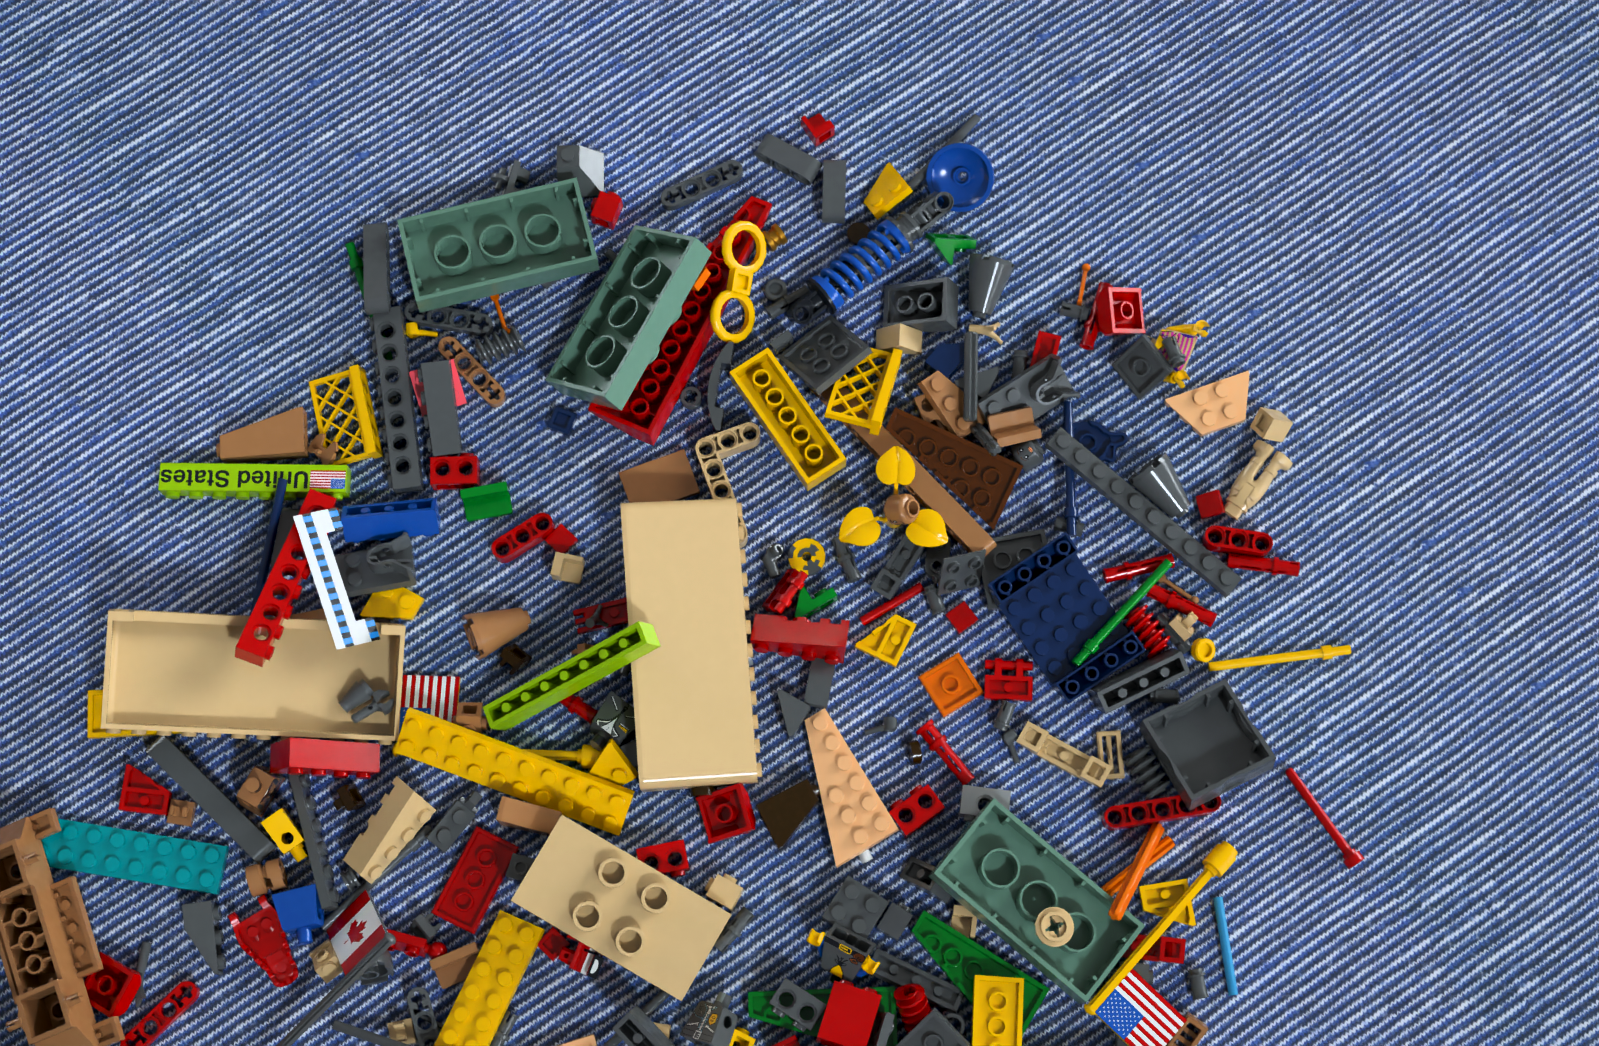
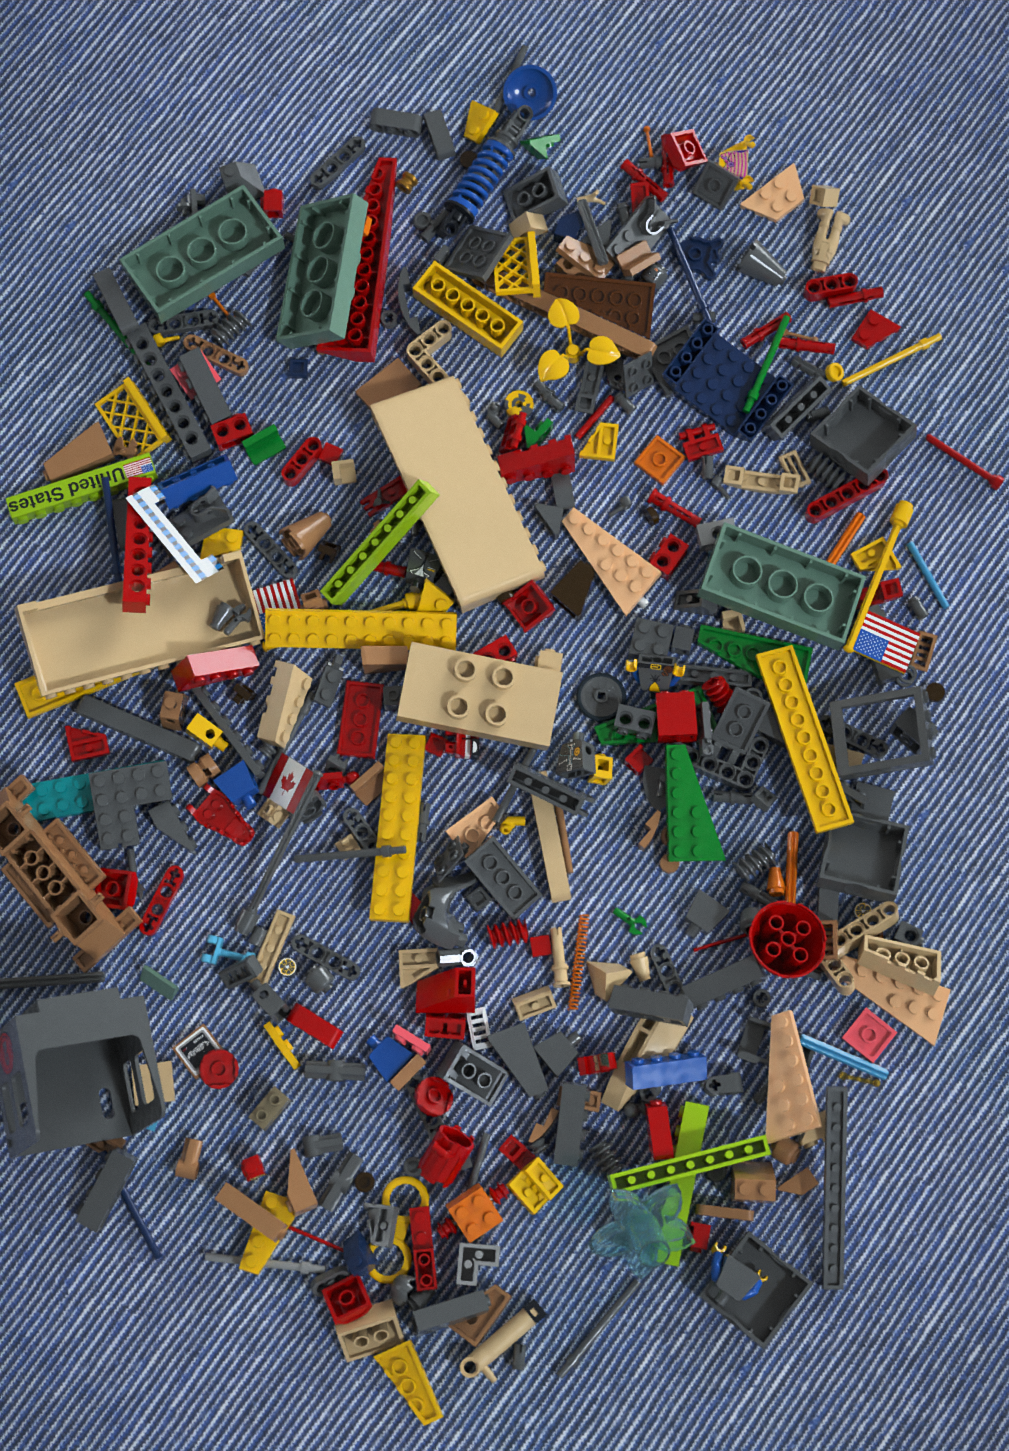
camera: 20 degrees left, 0 degrees up
(151, 874) = (117, 794): none -> dark grey piece
(181, 813) = (120, 748): medium nougat tile -> none
(448, 633) = (271, 550): none -> dark grey beam
(733, 929) = (566, 687): dark grey pin -> none
(738, 282) = (394, 221): yellow bar -> none
(755, 950) = (597, 708): none -> dark grey wheel
(817, 128) = (409, 94): red panel -> none
(901, 509) = (578, 342): medium nougat head -> none
(961, 617) = (649, 409): red tile -> none
(986, 283) = (578, 162): dark grey cone -> none
(986, 439) = (621, 273): dark grey axle -> none
(1055, 324) = (638, 175): none -> red pin
(1058, 916) = (802, 588): tan gear -> none
(1136, 871) = (845, 542): orange axle -> none
(1143, 512) = (754, 288): dark grey plate -> none
(1147, 630) = (789, 371): red piece -> none
(1173, 351) = (738, 168): dark grey pin -> none
(1183, 625) = (814, 359): tan tile -> none
(1210, 504) = (801, 267): red tile -> none
(1271, 613) = (873, 330): none -> red wing

